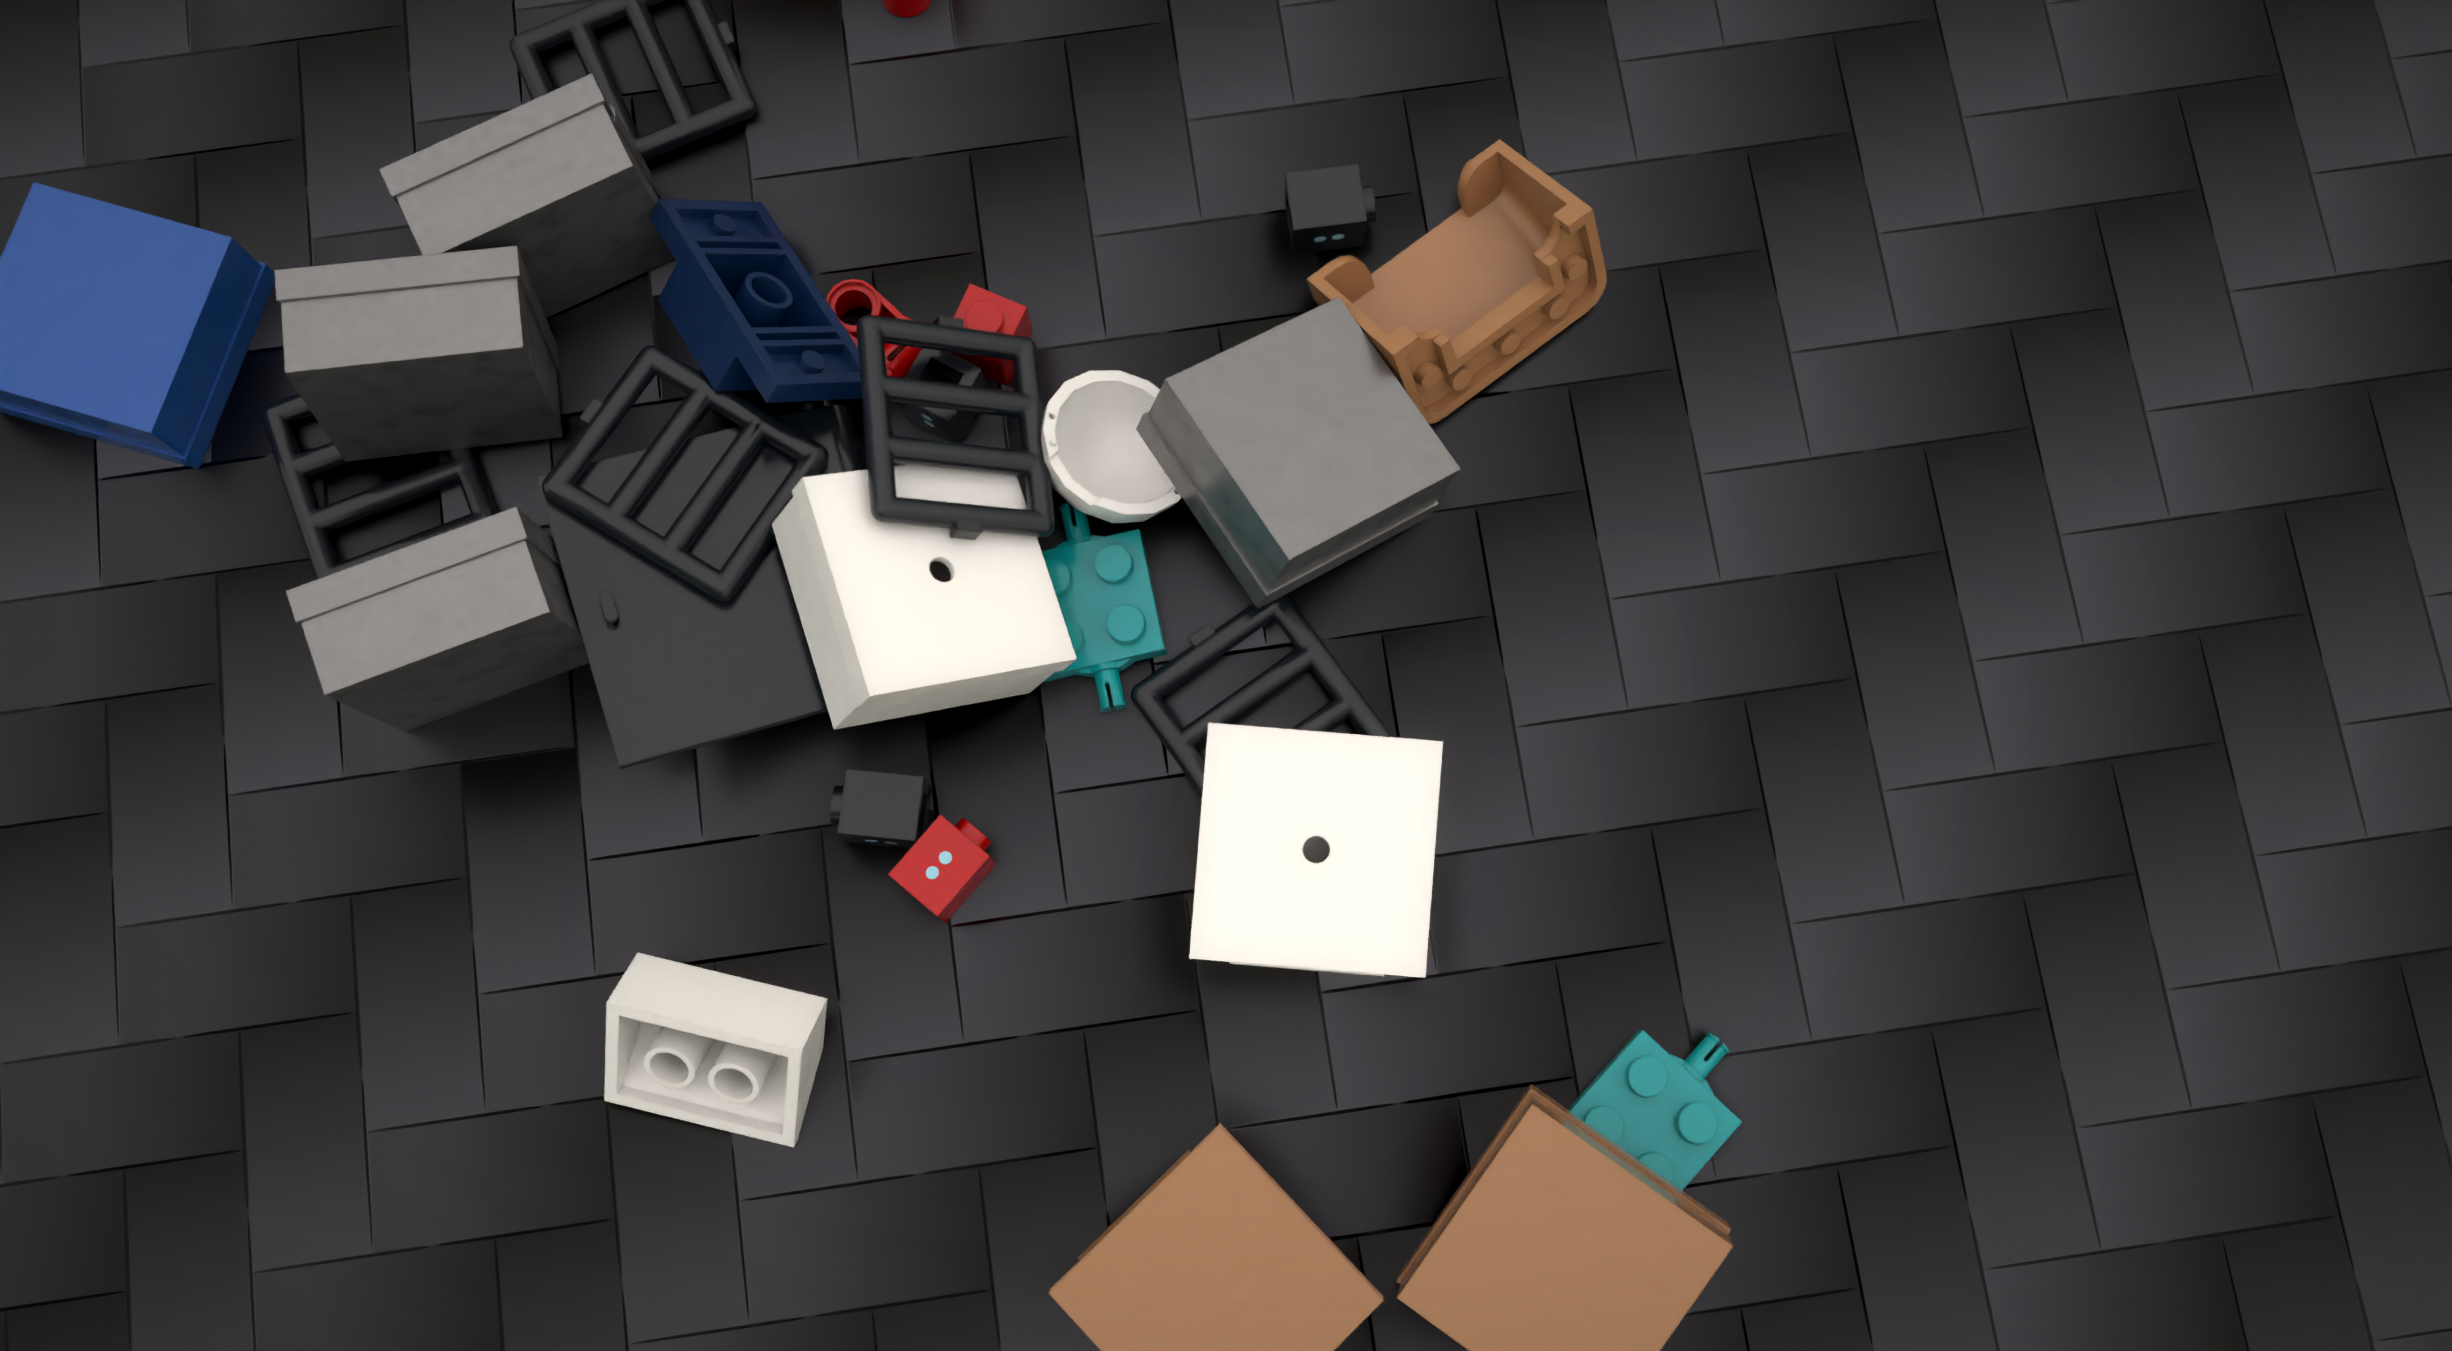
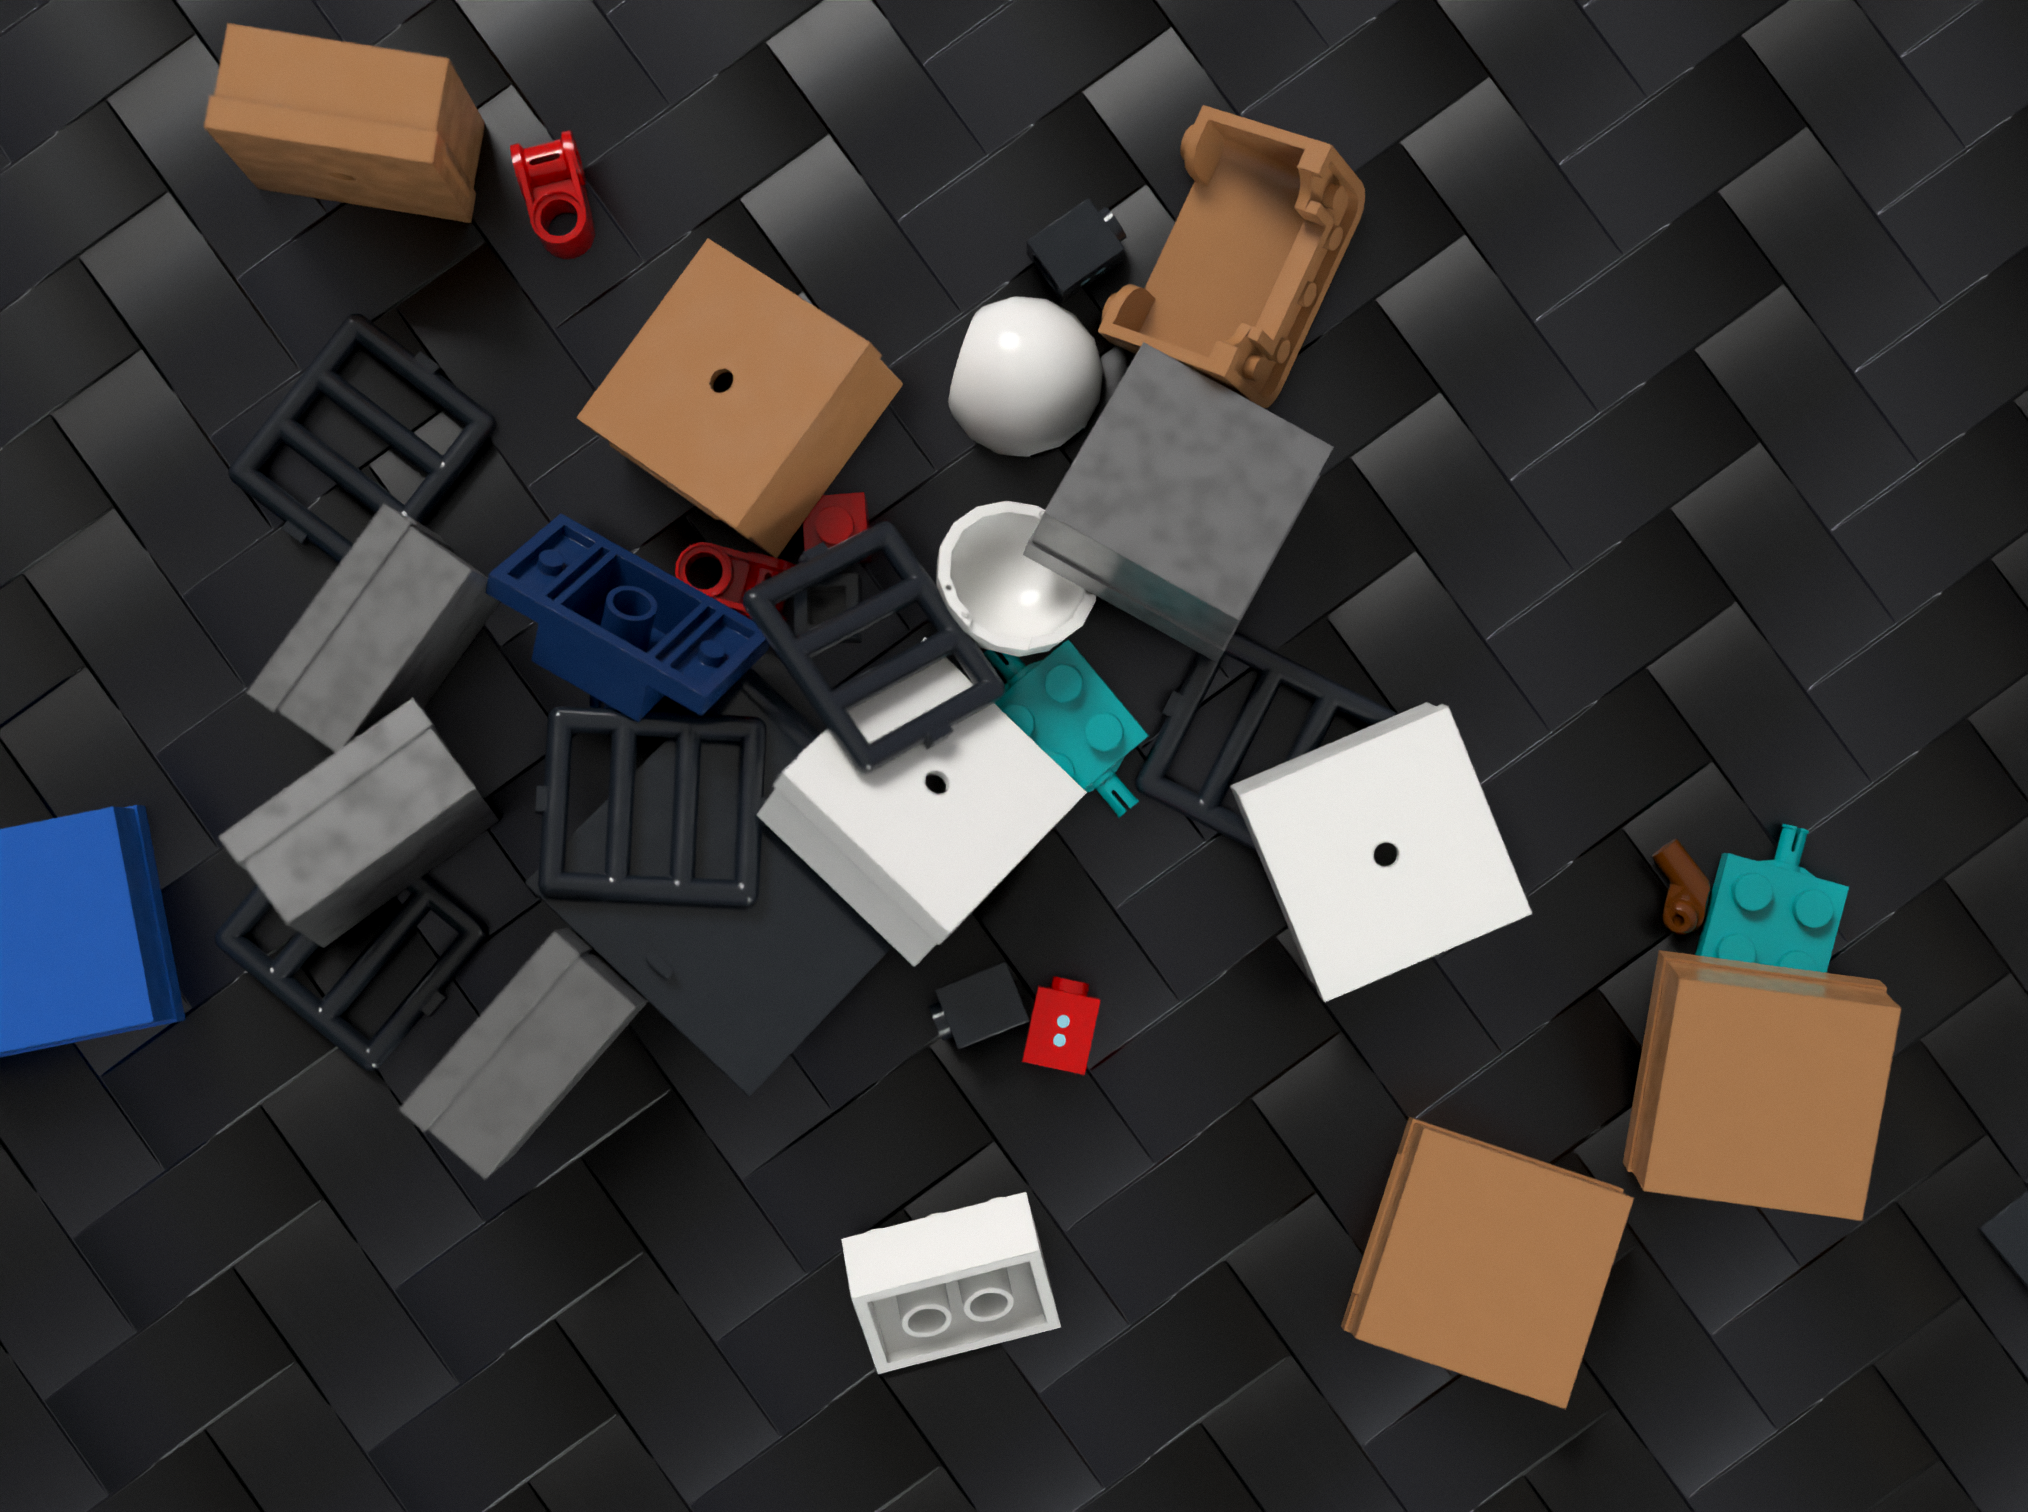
camera: 25 degrees left, 10 degrees up
(966, 175) = (742, 397): none -> medium nougat container
(1221, 288) = (1025, 377): none -> white cylinder
(1589, 1045) = (1687, 891): none -> reddish brown arm

